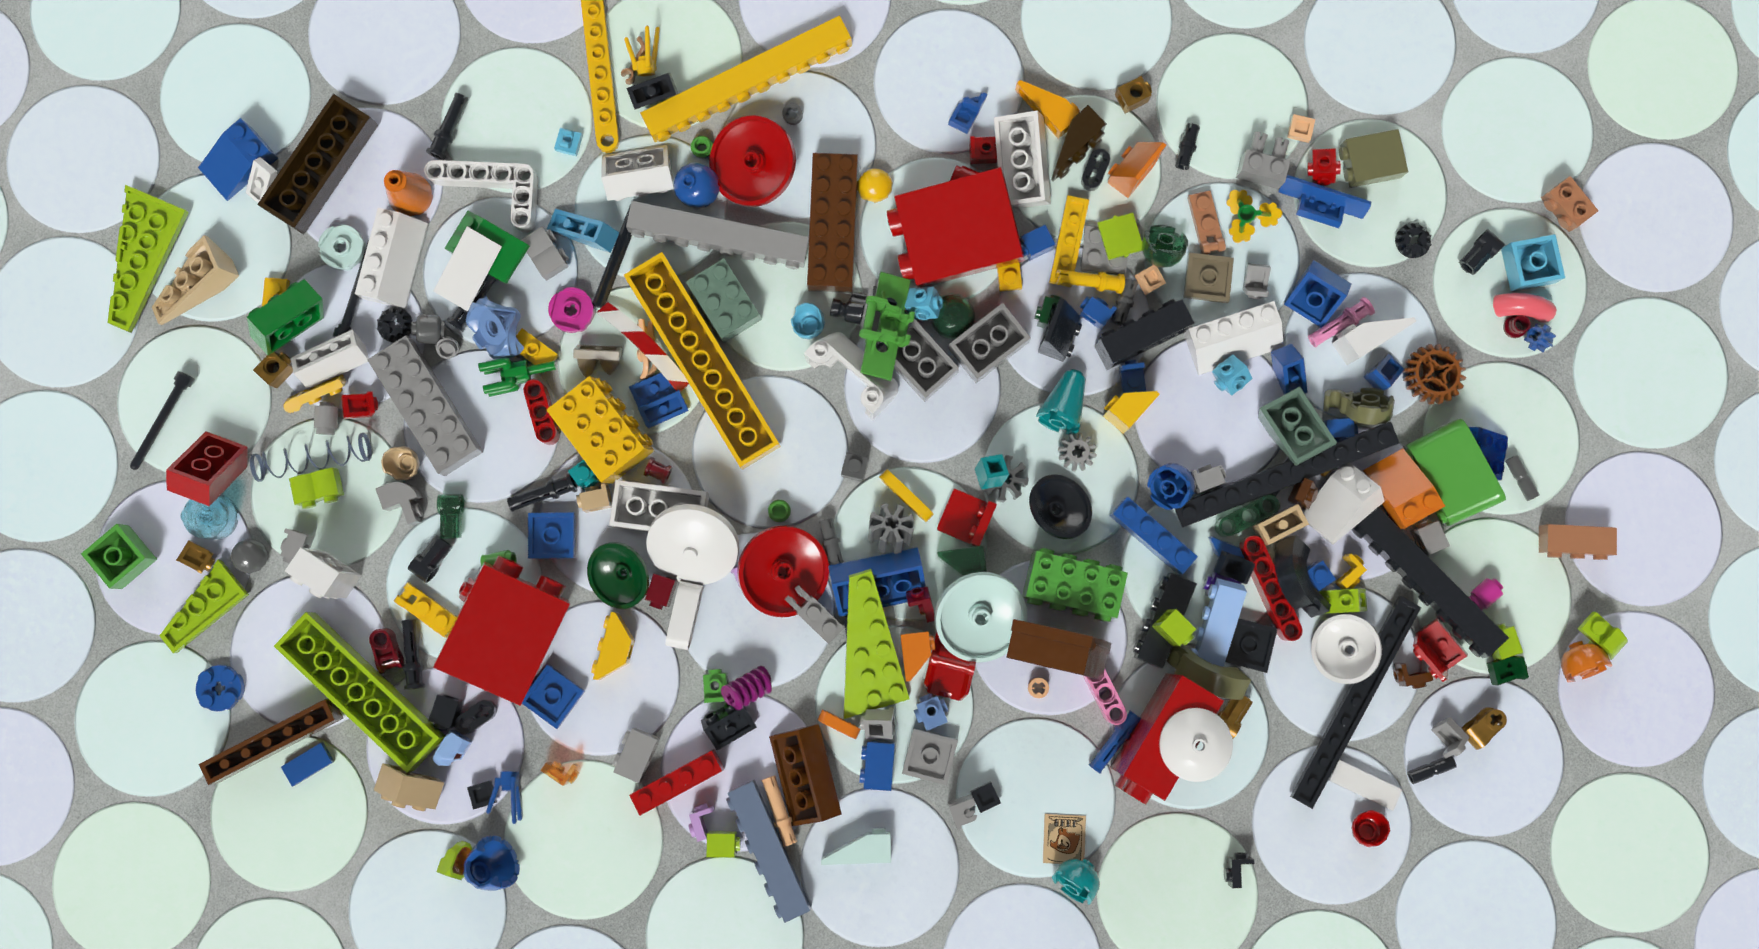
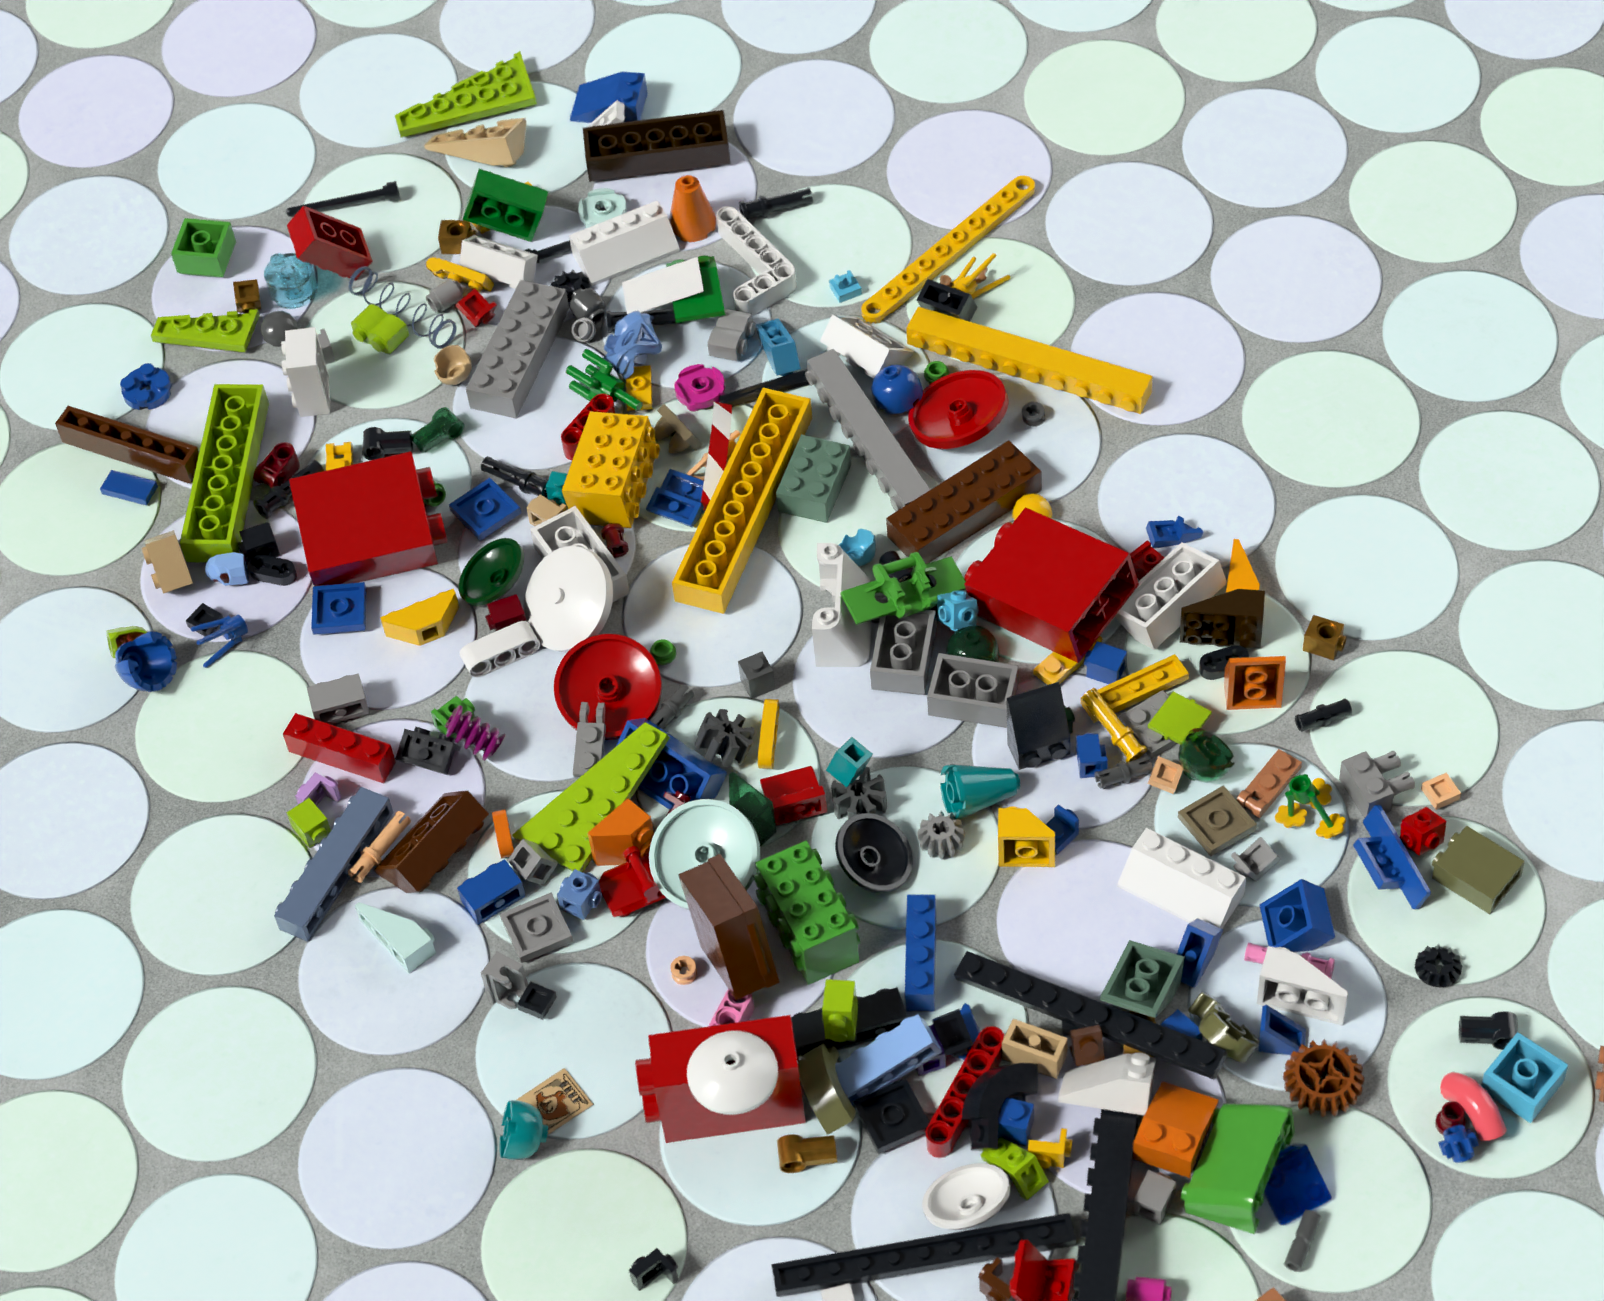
camera: 55 degrees right, 30 degrees down
(401, 495) = (421, 388): light grey brick -> none
(556, 772) = (273, 662): clear orange bracket -> none
(1144, 334) = (1104, 798): black brick -> none
(1171, 486) = (984, 928): blue cylinder -> none
(1208, 477) = (1022, 956): light grey brick -> none
(1231, 375) = (1140, 902): medium azure brick -> none
(1256, 510) = (1010, 1008): clear green beam -> none

